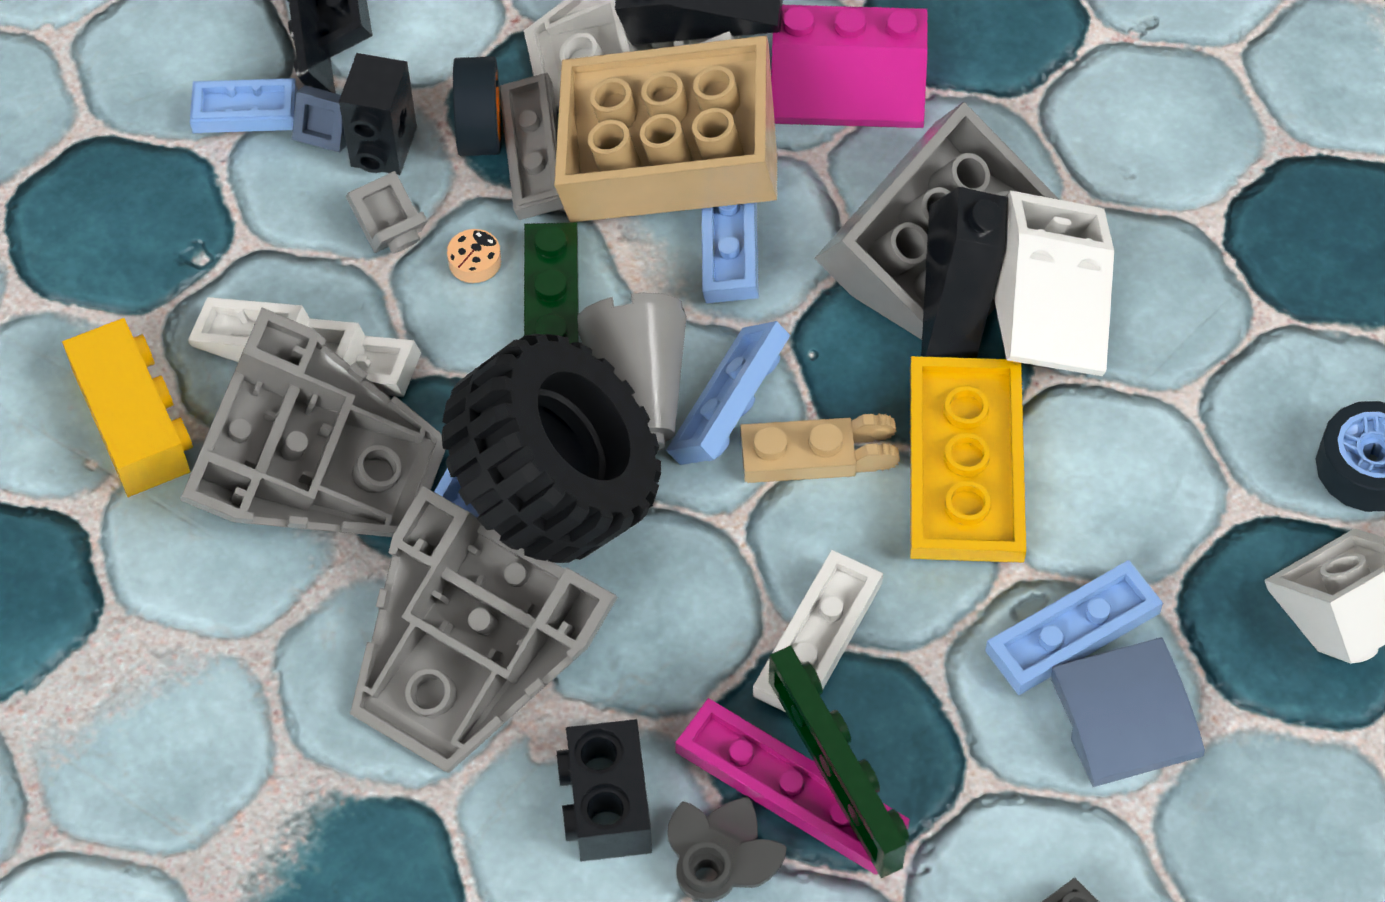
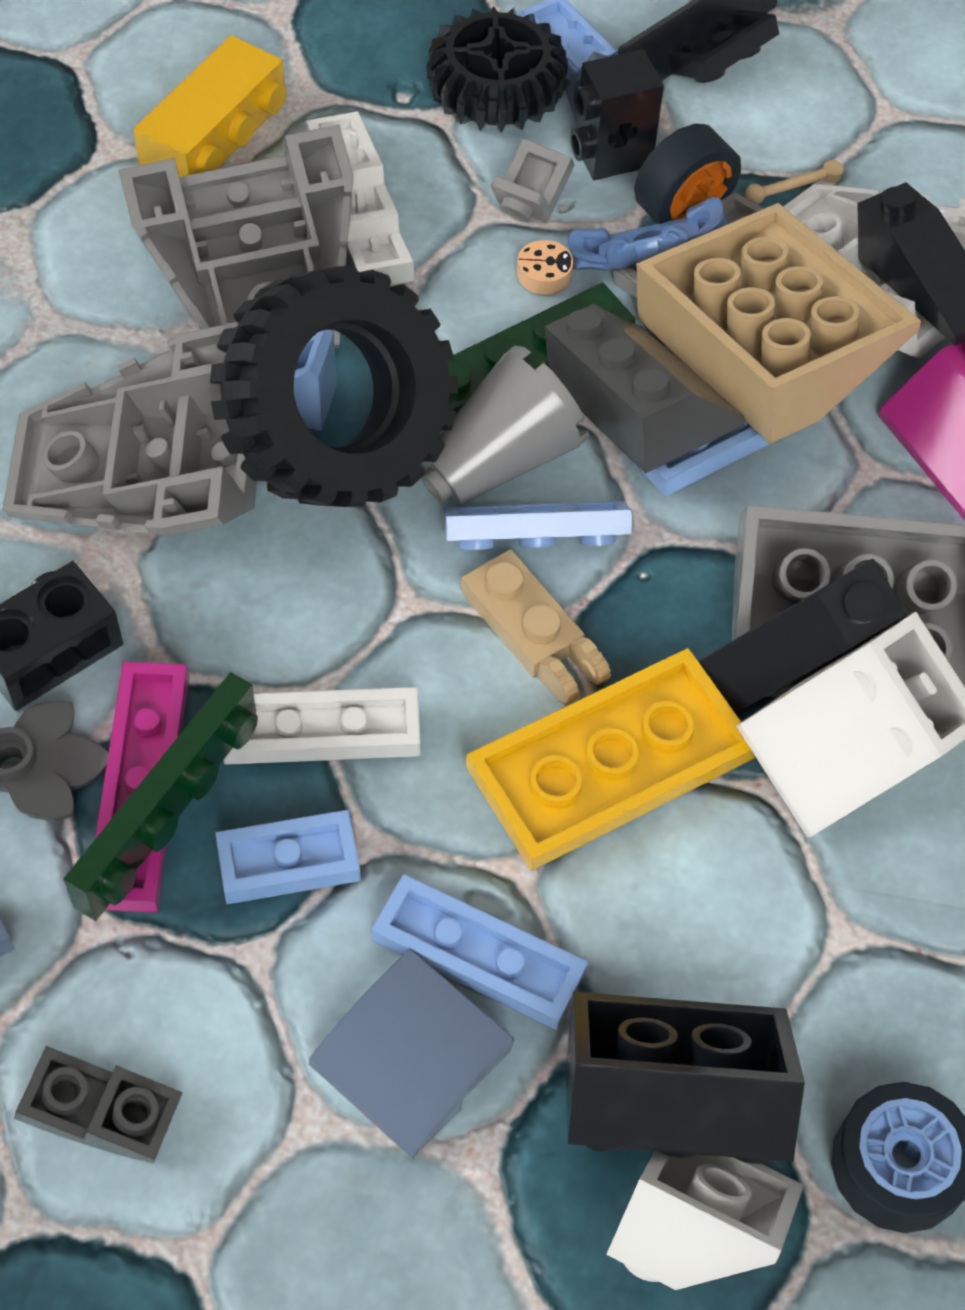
camera: 55 degrees right, 0 degrees up
(244, 187) = (497, 68): none -> black gear
(516, 13) = (831, 172): none -> tan hinge
(529, 138) = (605, 252): none -> medium blue piece
(672, 253) = (635, 387): none -> dark grey slope
(919, 713) = (287, 856): none -> light blue plate
(1258, 544) = (682, 1078): none -> black brick

